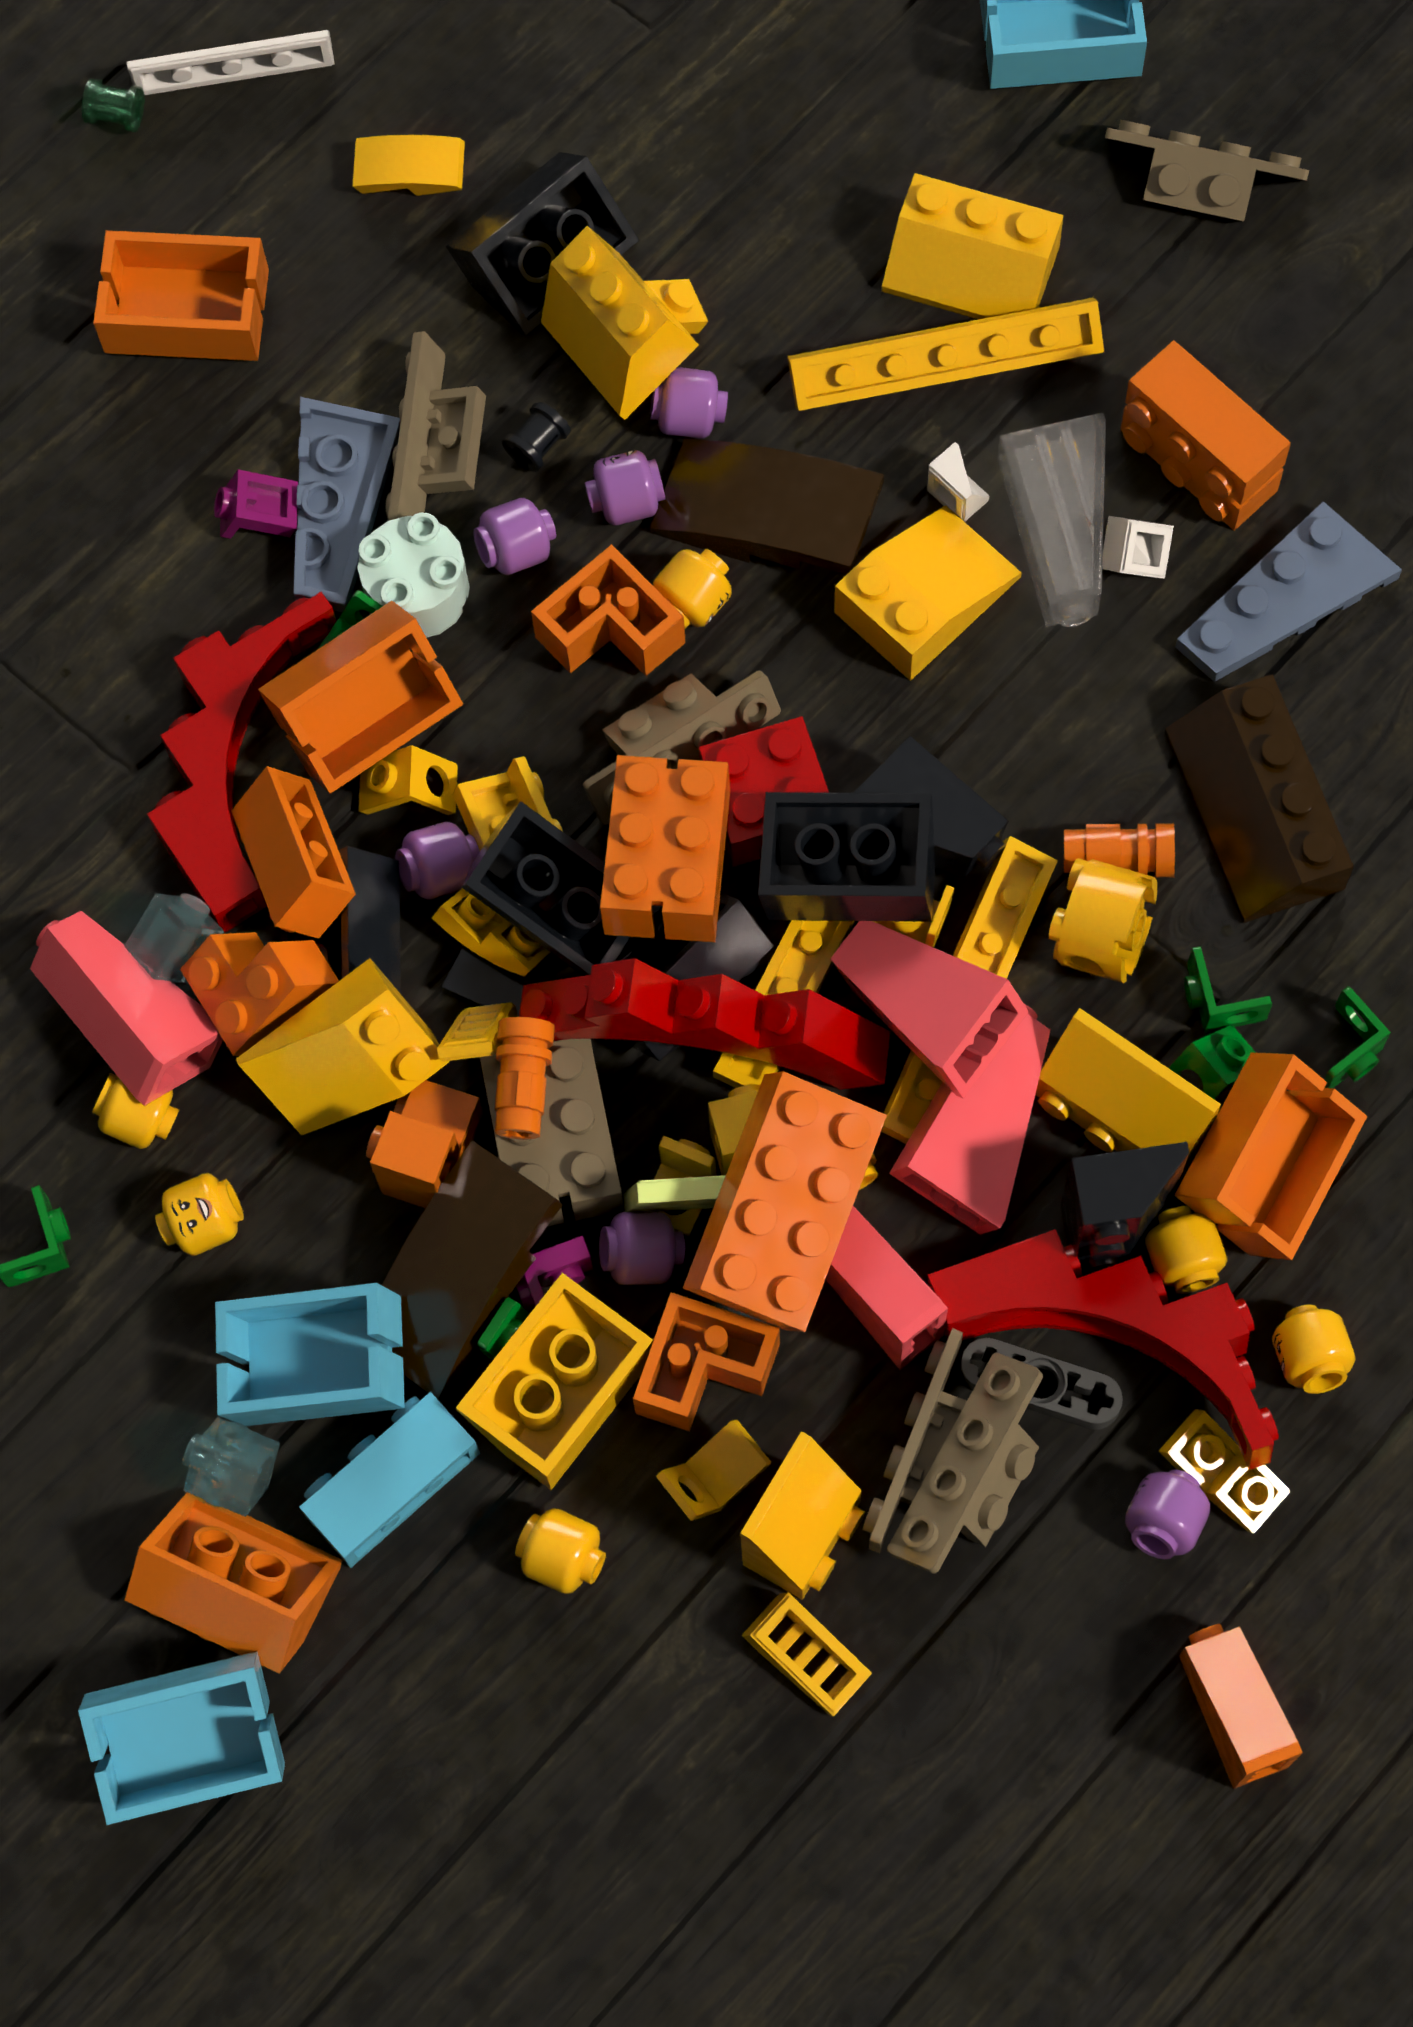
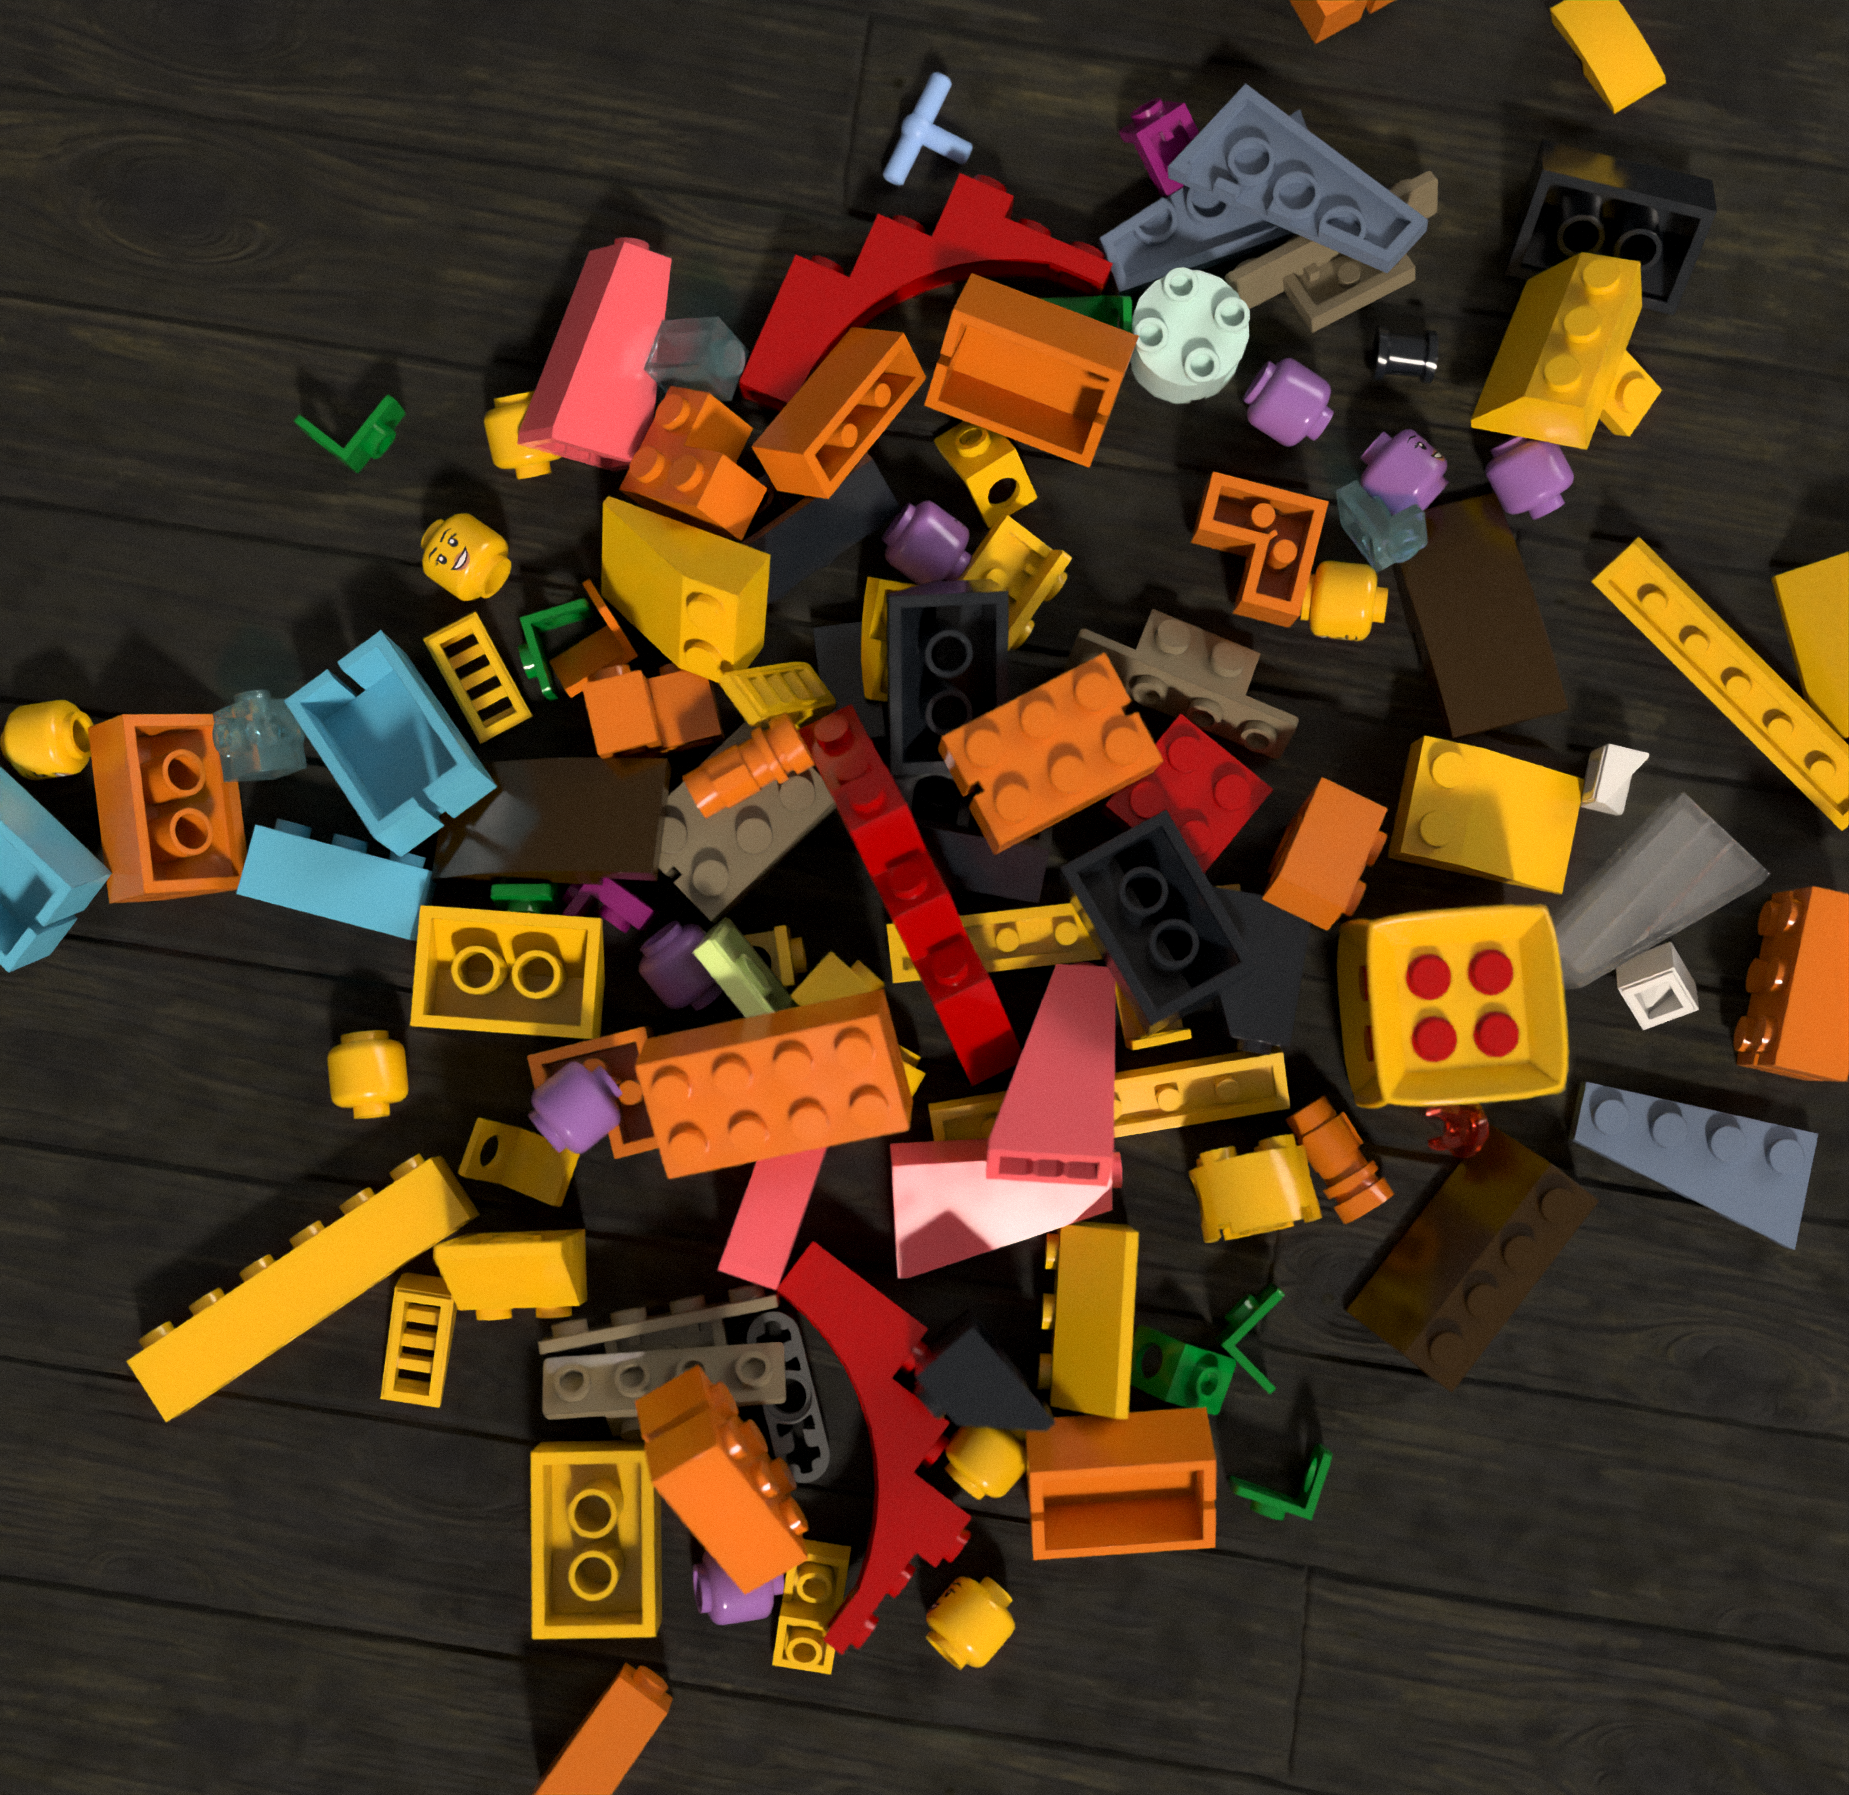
camera: 50 degrees right, 15 degrees up
(110, 1642) = (47, 739): none -> yellow head
(115, 675) = (919, 130): none -> light blue piece
(279, 1246) = (454, 632): none -> yellow slope
(312, 1209) = (533, 652): none -> green bracket
(346, 429) = (1293, 179): none -> sand blue wing
(347, 1161) = (598, 651): none -> orange bracket
(654, 534) = (1375, 532): none -> clear light blue bracket
(699, 1716) = (303, 1286): none -> yellow brick
(701, 1374) = (576, 1107): none -> medium lavender head
(875, 705) = (1325, 855): none -> orange brick
(1052, 685) = (1452, 1006): none -> yellow piece
(1060, 1597) = (594, 1541): none -> yellow brick
(1073, 1447) = (722, 1479): none -> orange piece
(1154, 746) = (1463, 1131): none -> clear red plate

